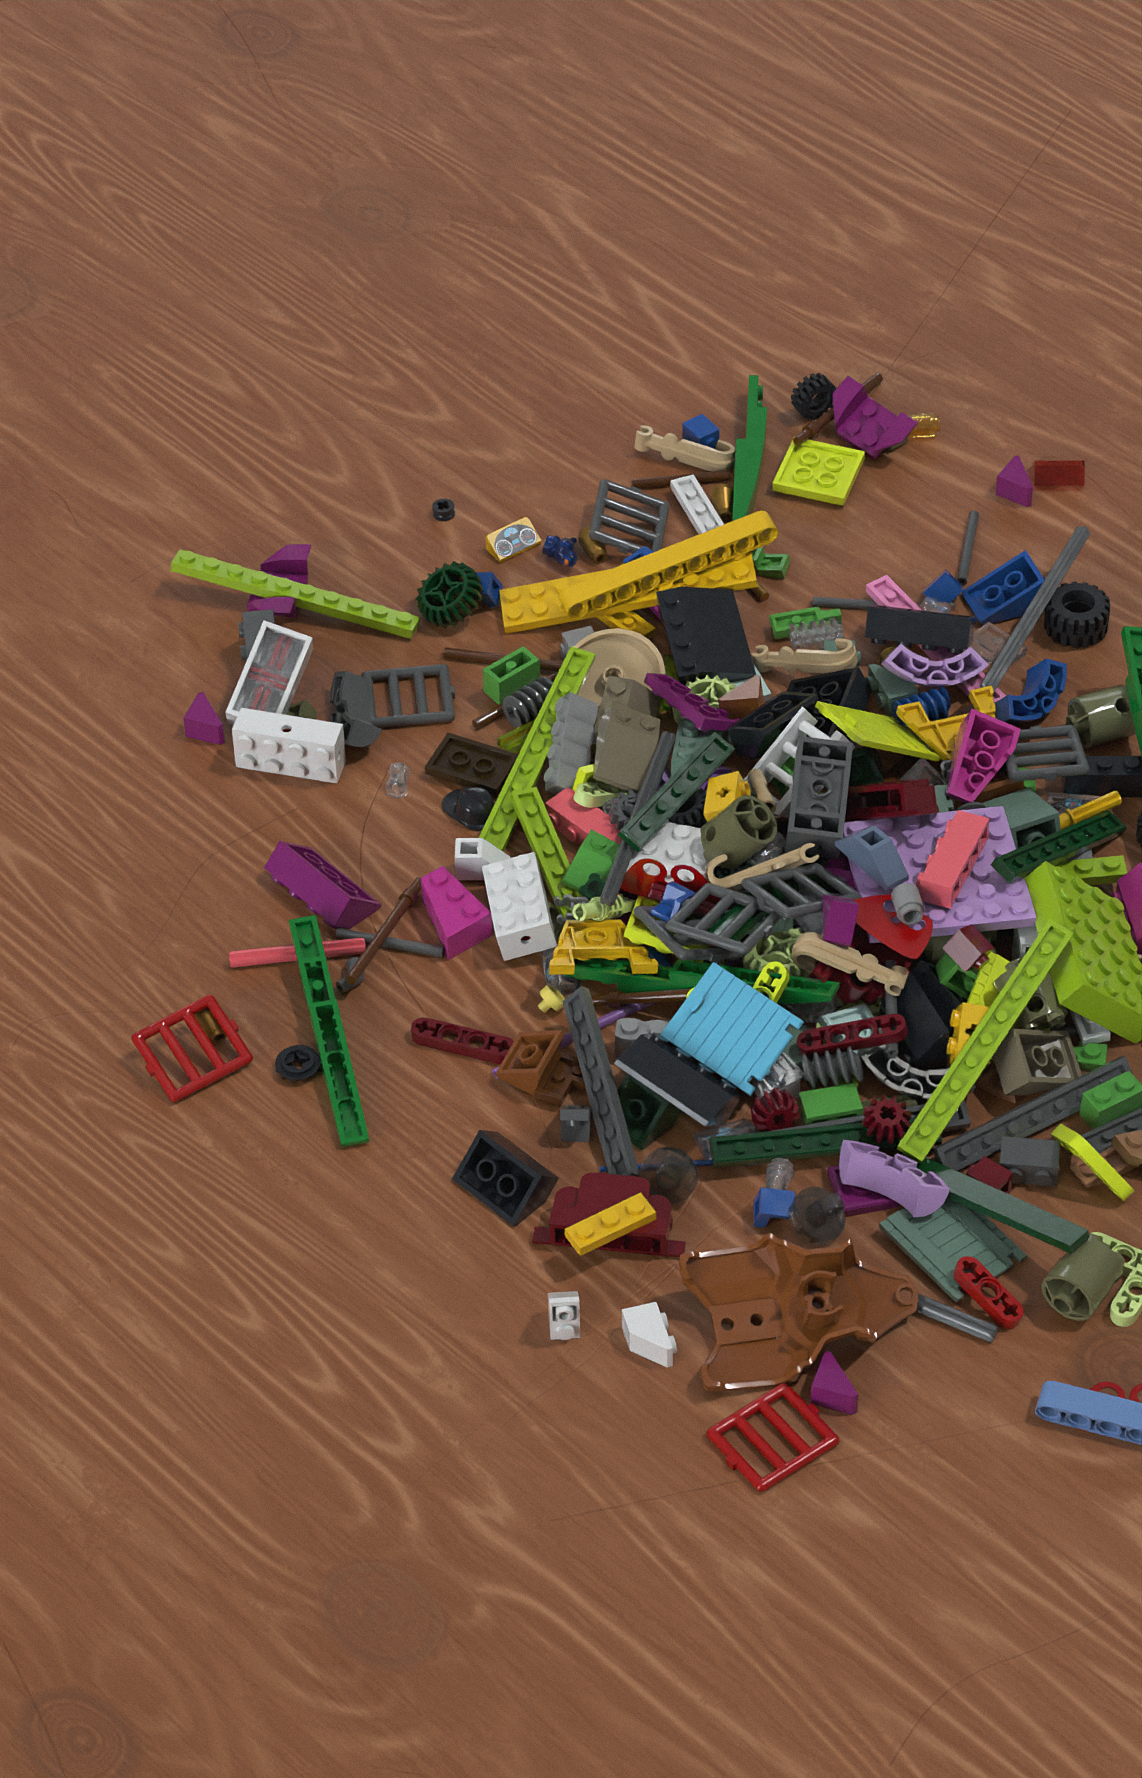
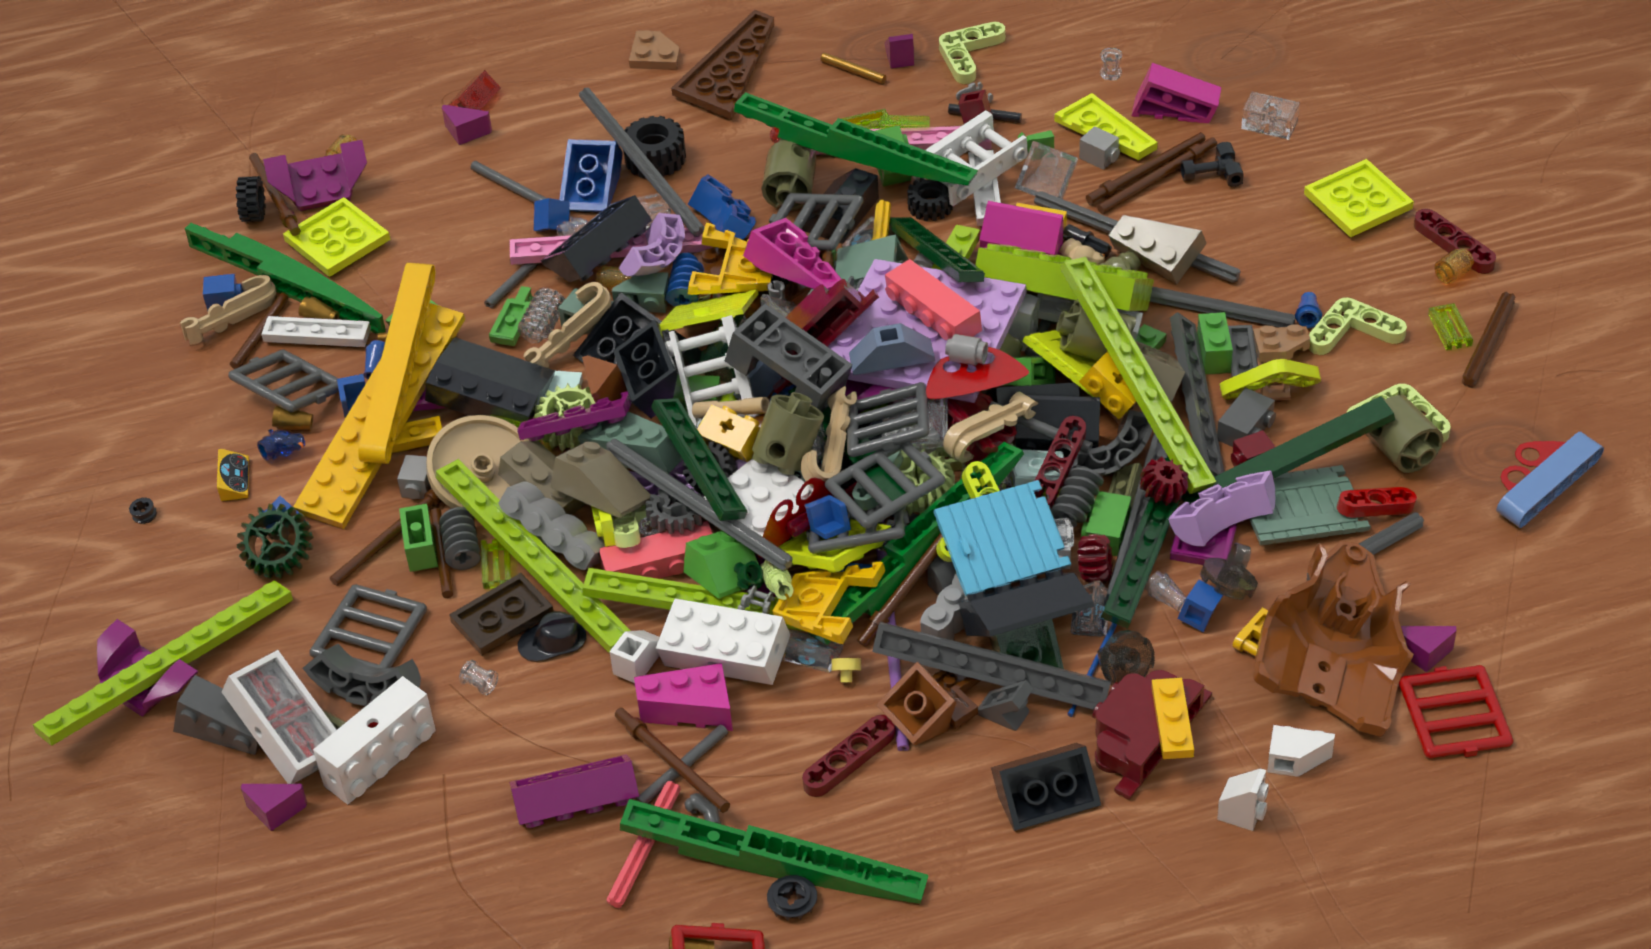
camera: 60 degrees left, 0 degrees up
(839, 920) = (952, 399): magenta slope -> none
(969, 948) = (1025, 342): brick -> none

